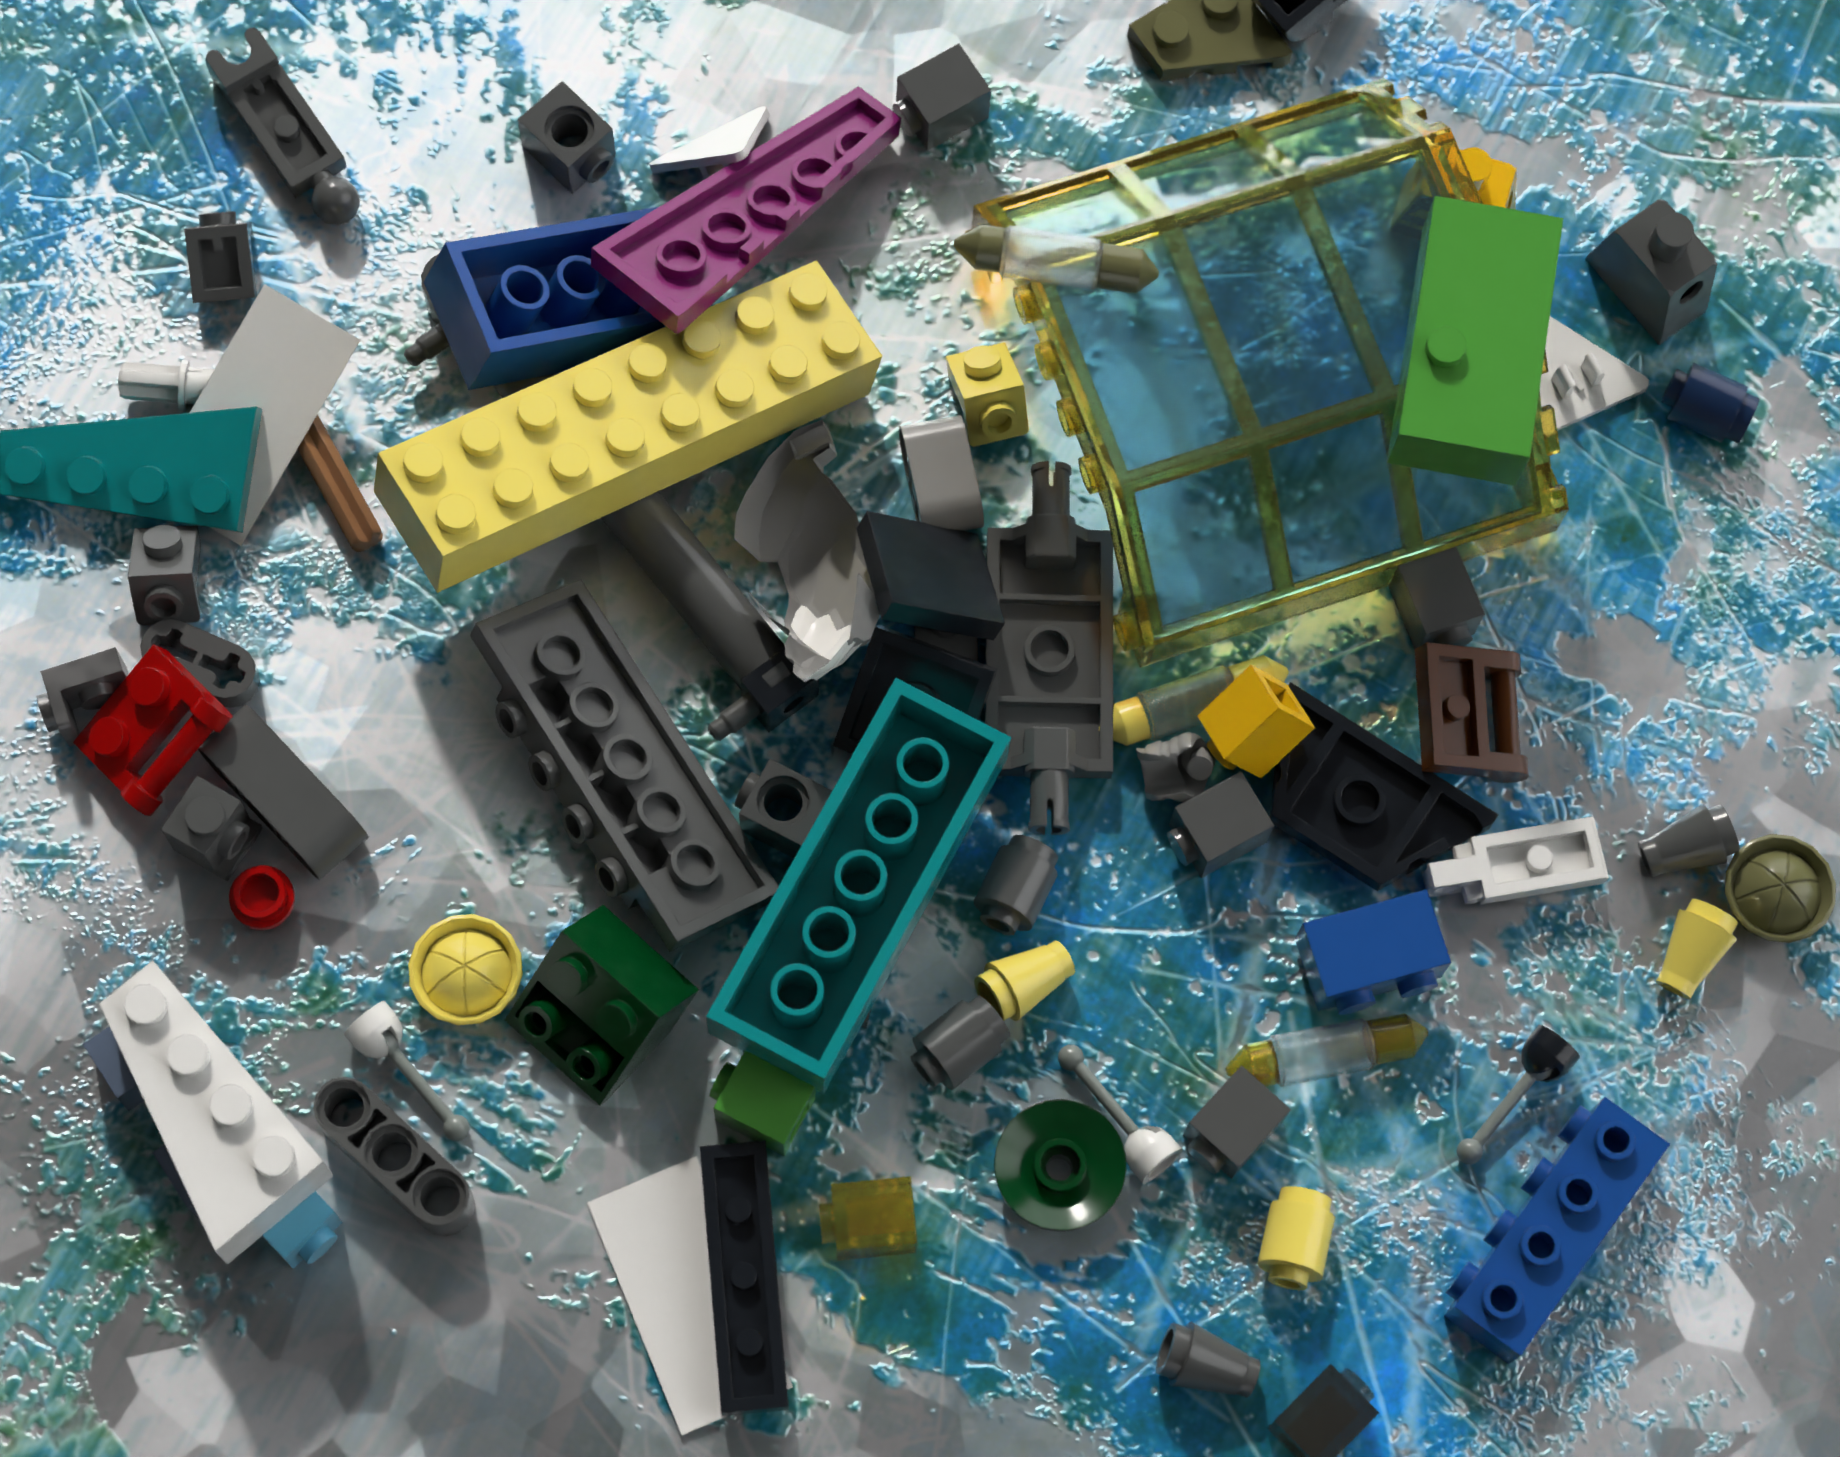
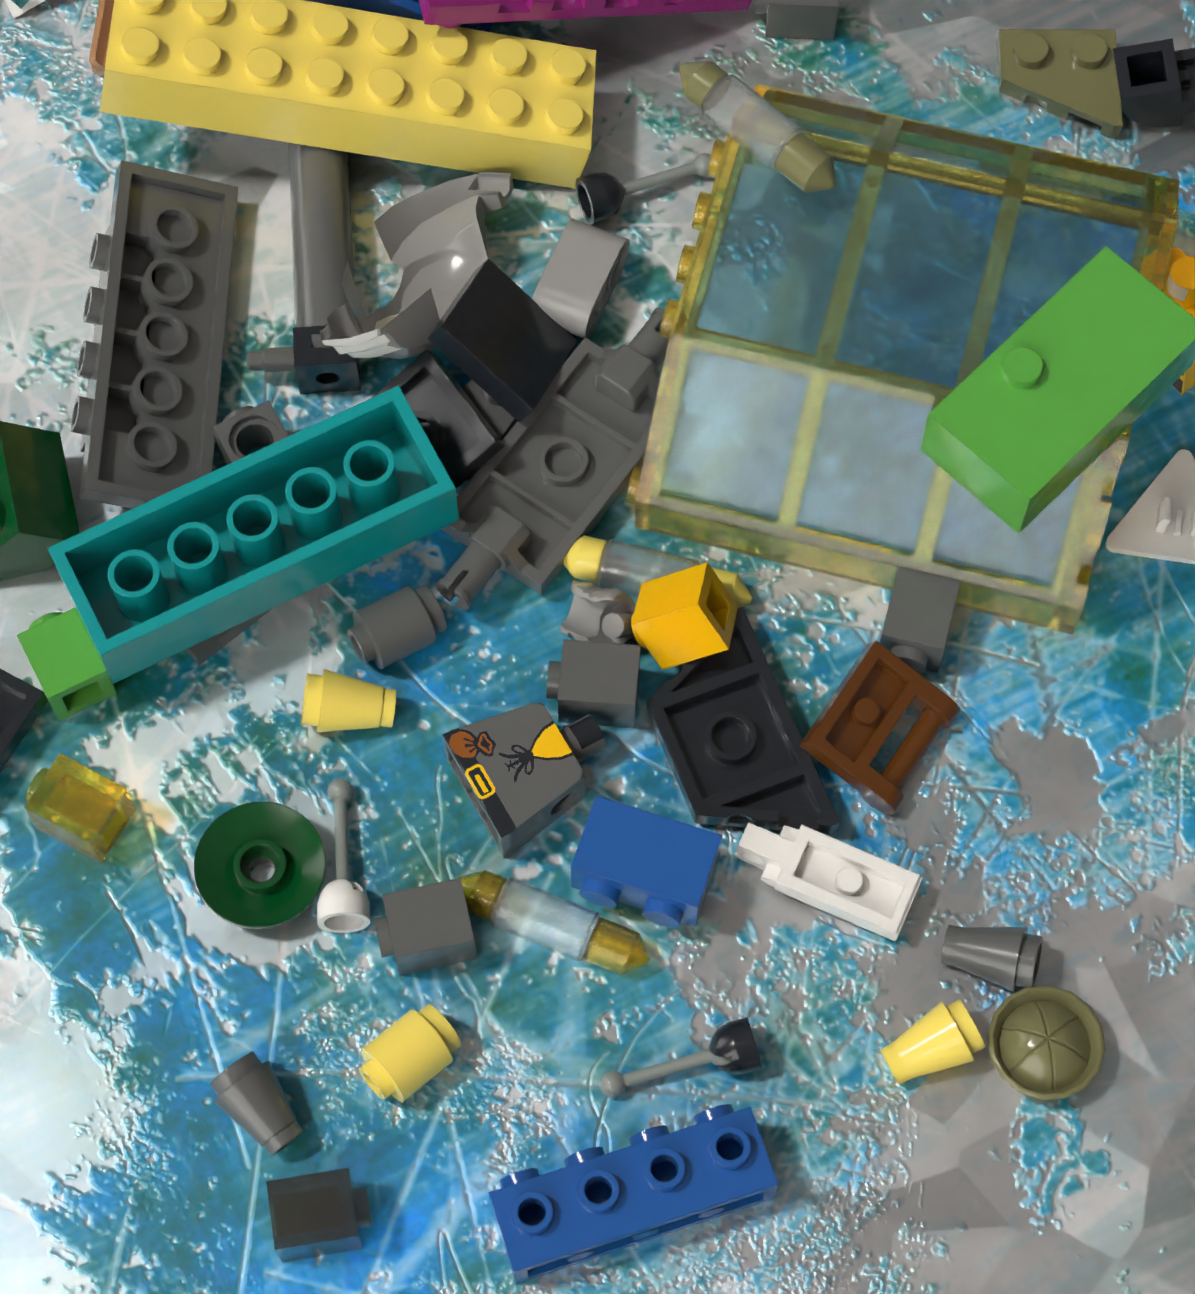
camera: 40 degrees right, 5 degrees down
(902, 386) = (602, 194): none -> black hinge
(959, 1043) = (254, 718): dark grey brick -> none
(989, 393) = (660, 240): light yellow bracket -> none
(1213, 941) = (522, 770): none -> dark grey torso

